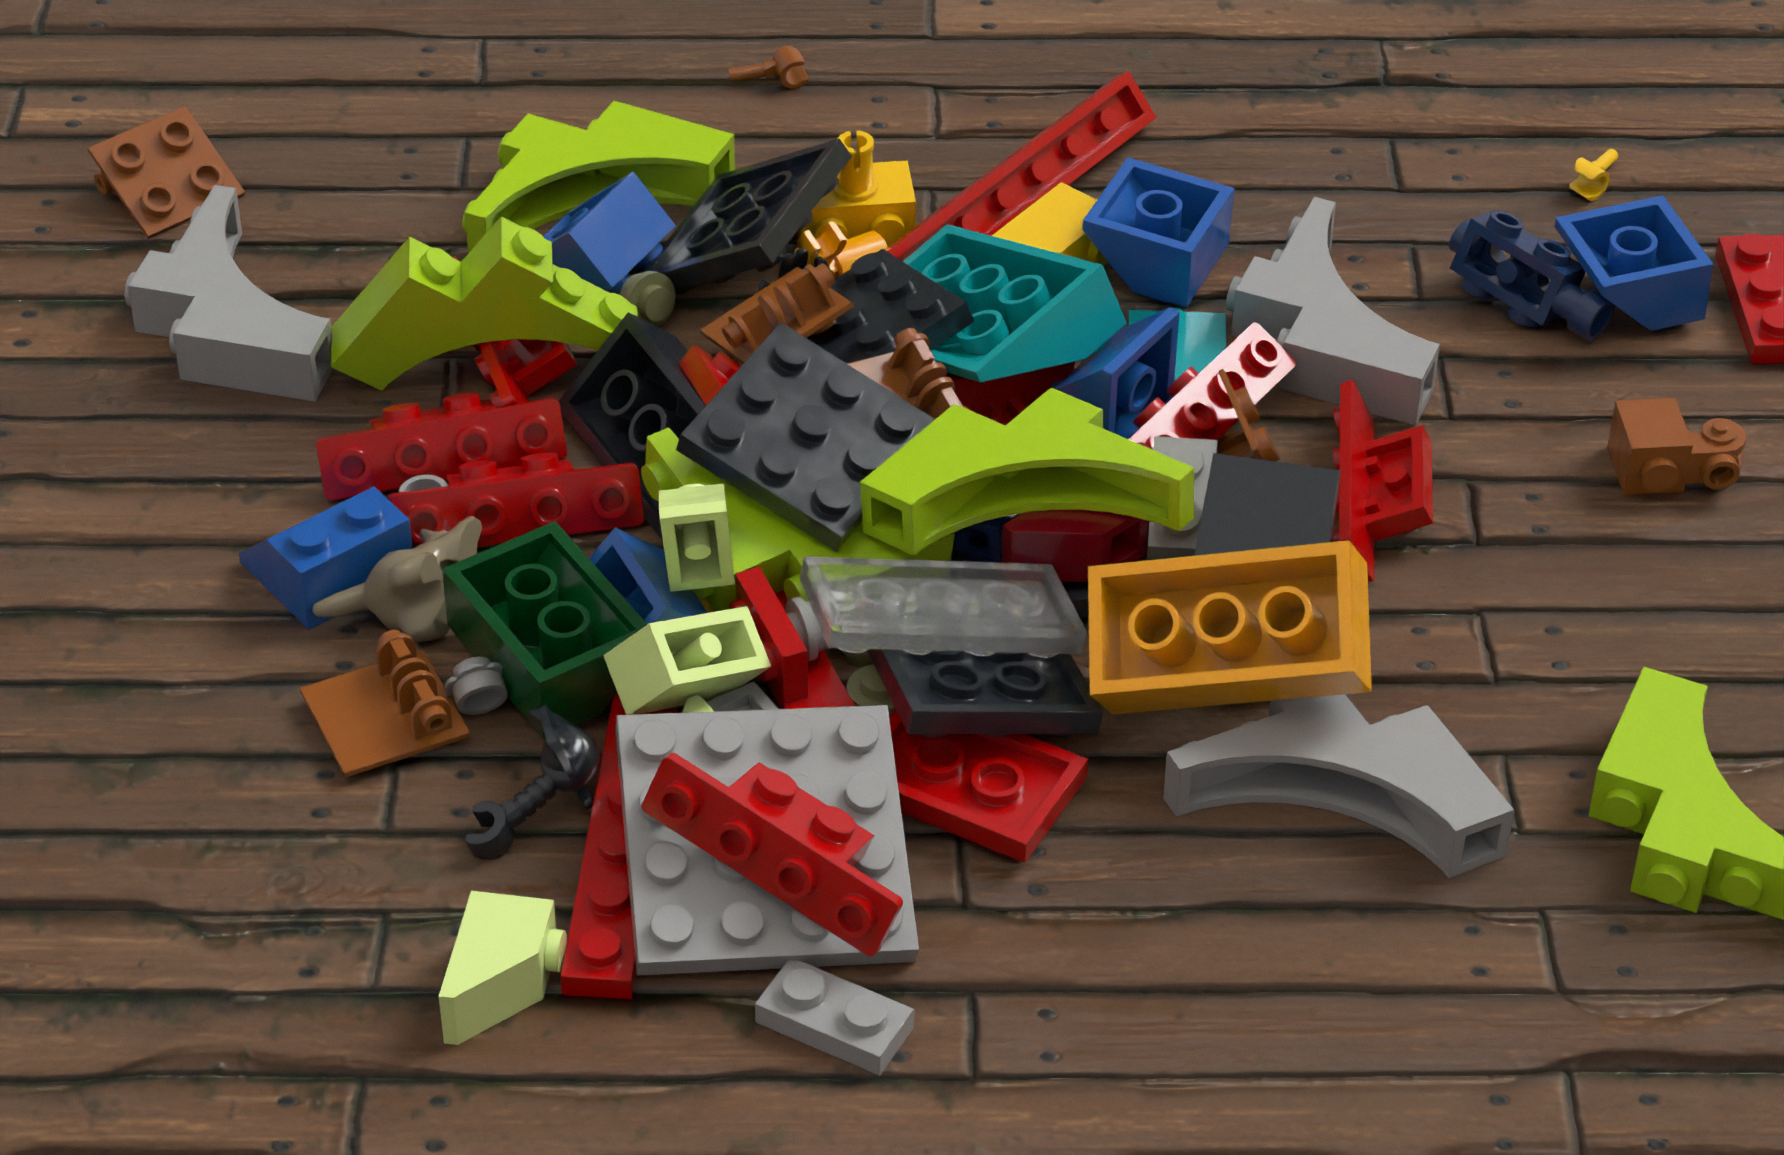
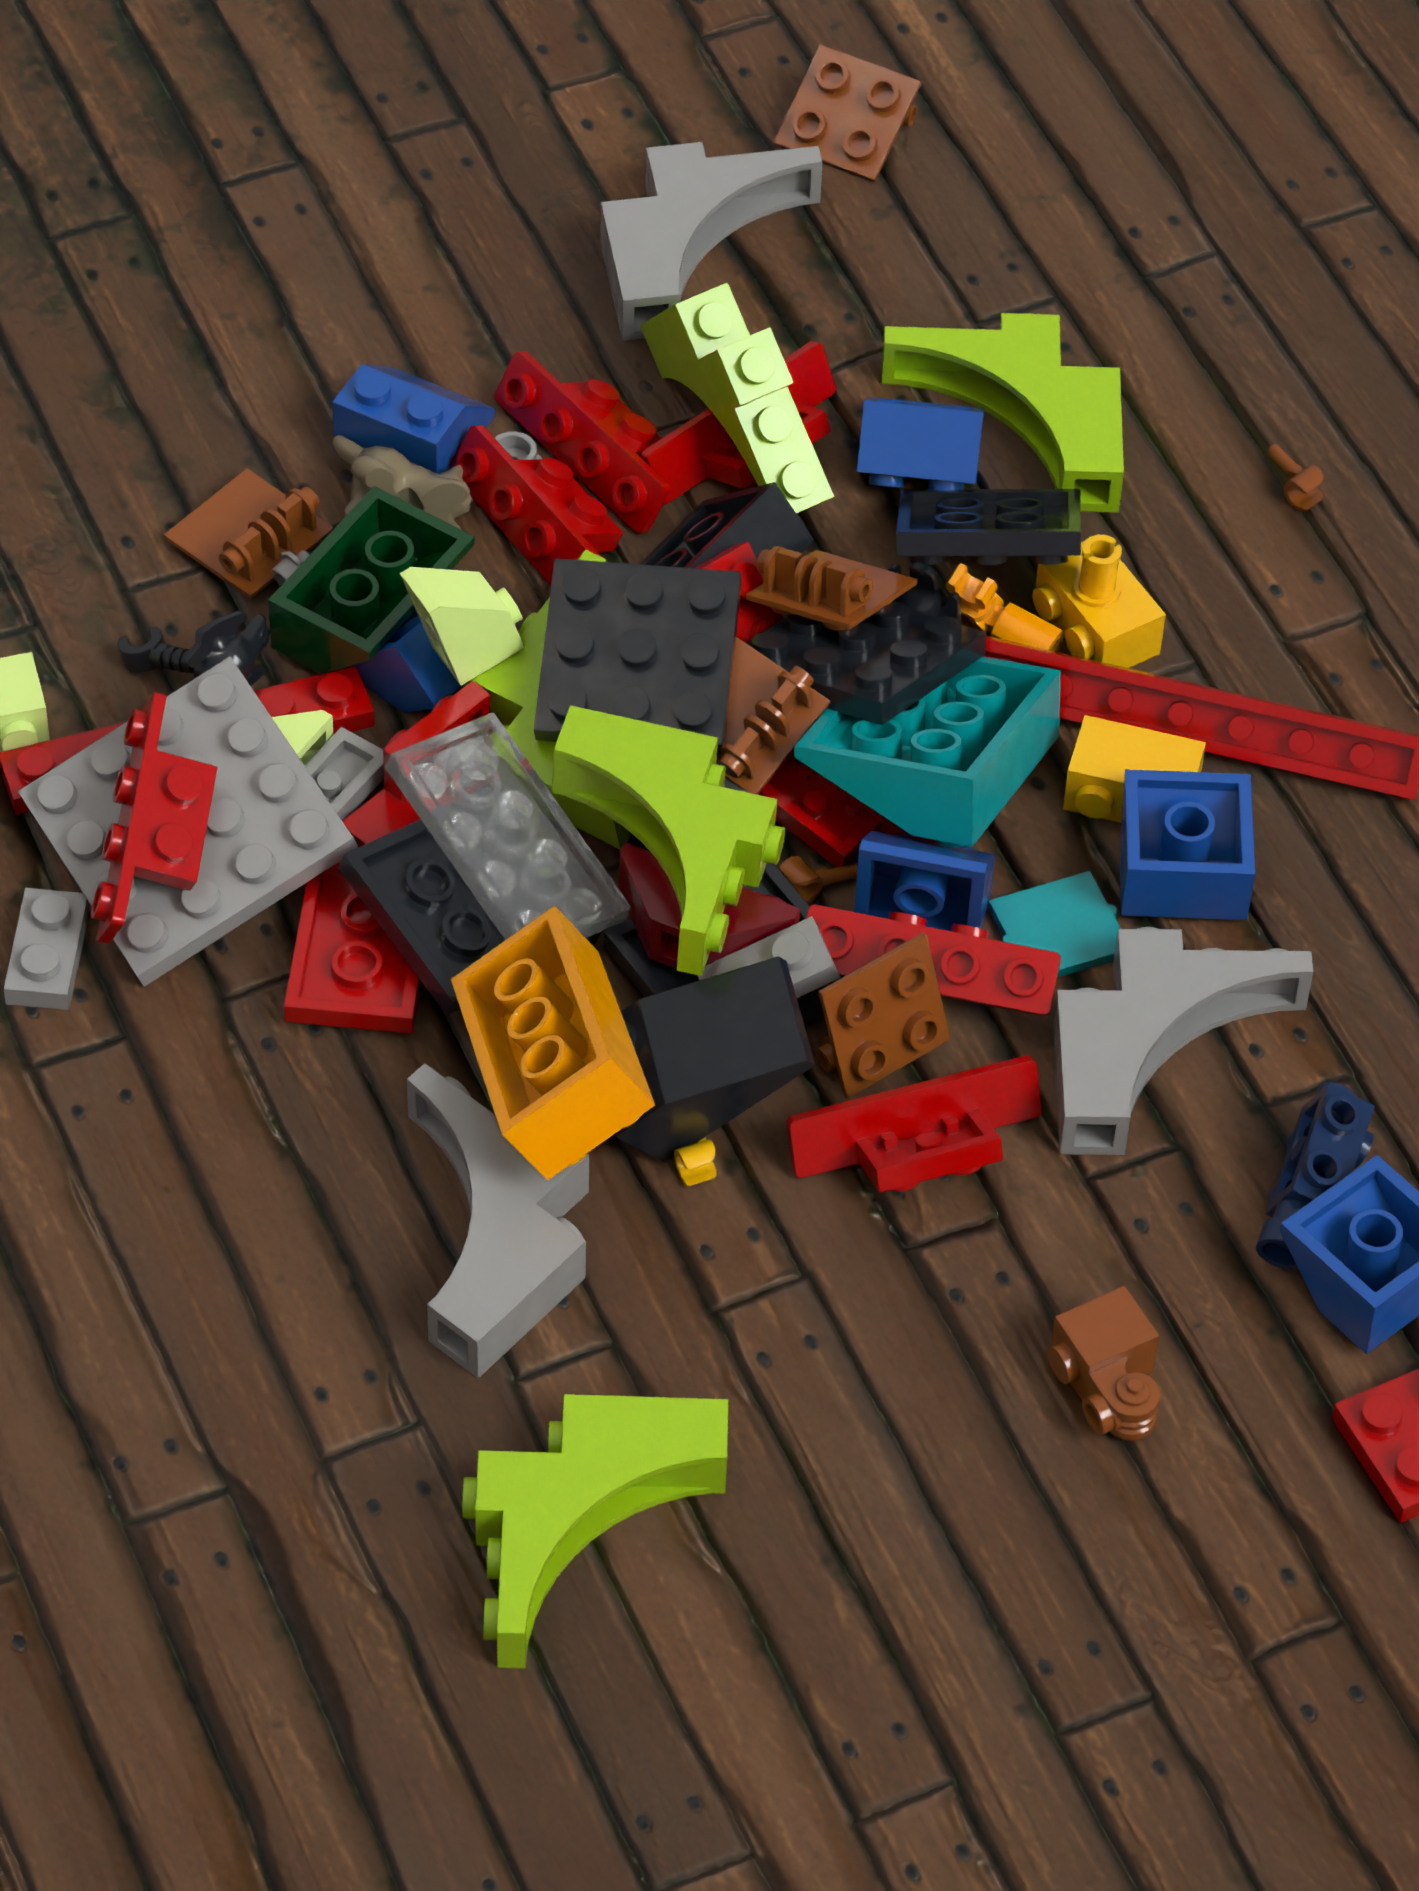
camera: 65 degrees right, 10 degrees up
(652, 295) = (870, 506): olive plate -> none
(686, 658) = (348, 687): yellowish green brick -> none

